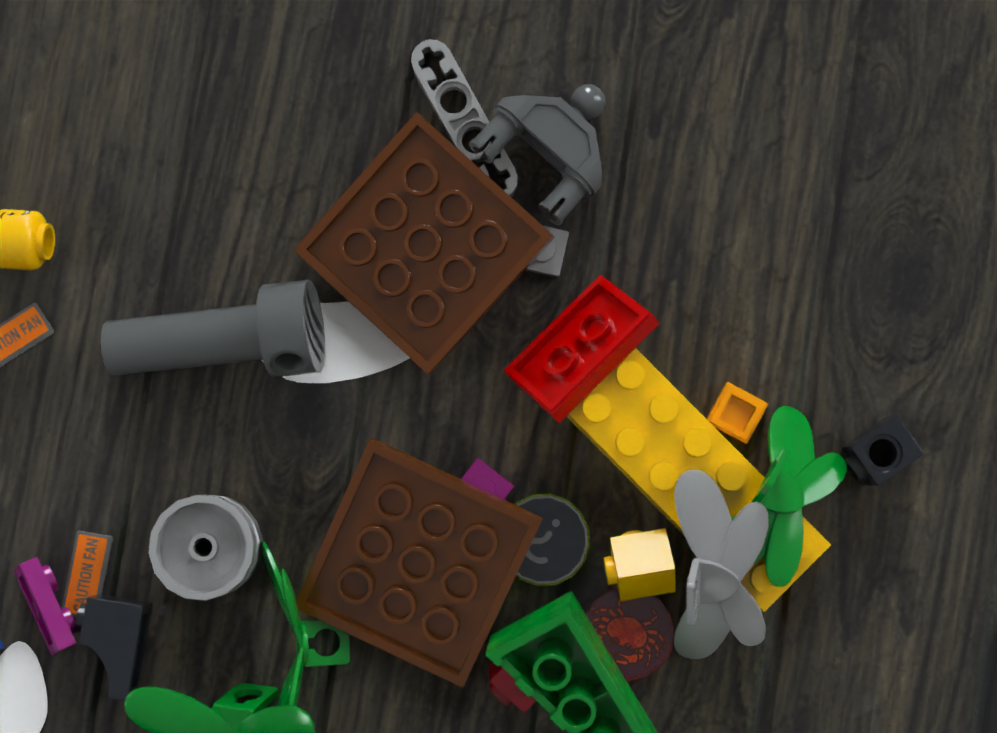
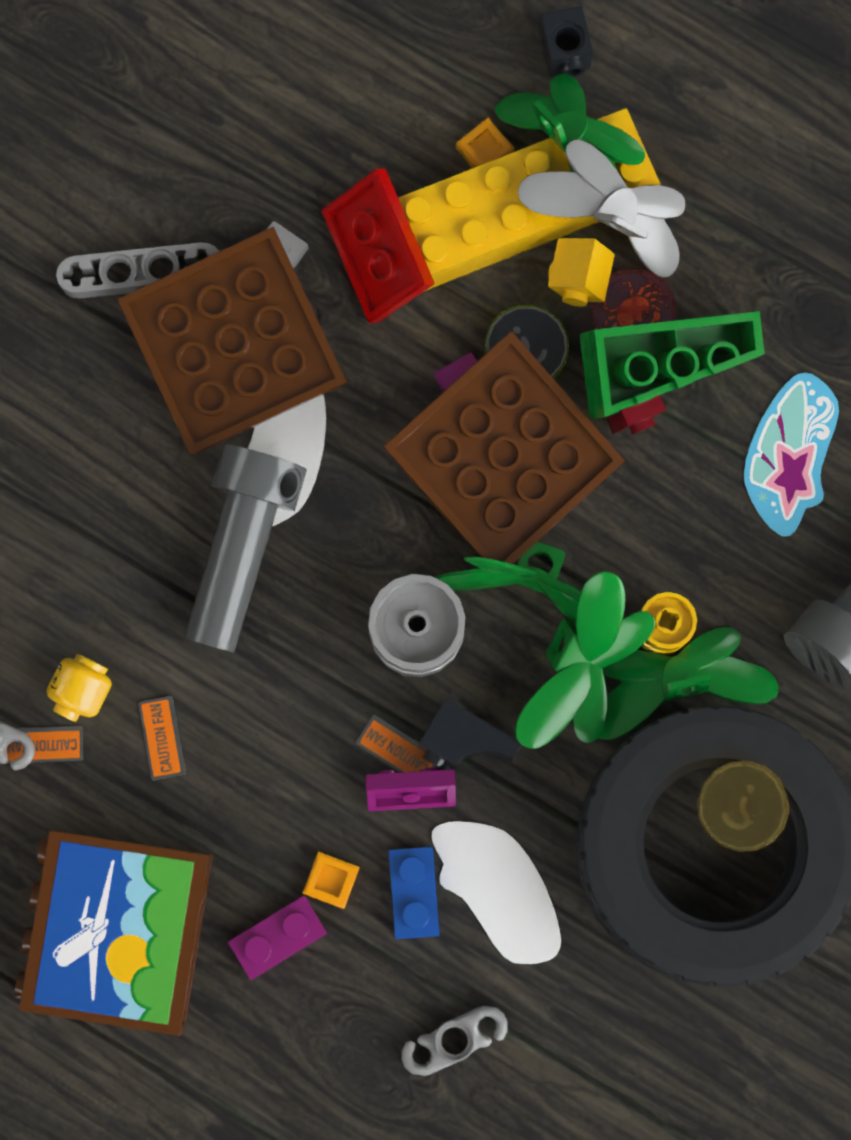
camera: 70 degrees left, 5 degrees down
(558, 135) = (188, 193): dark grey connector -> none

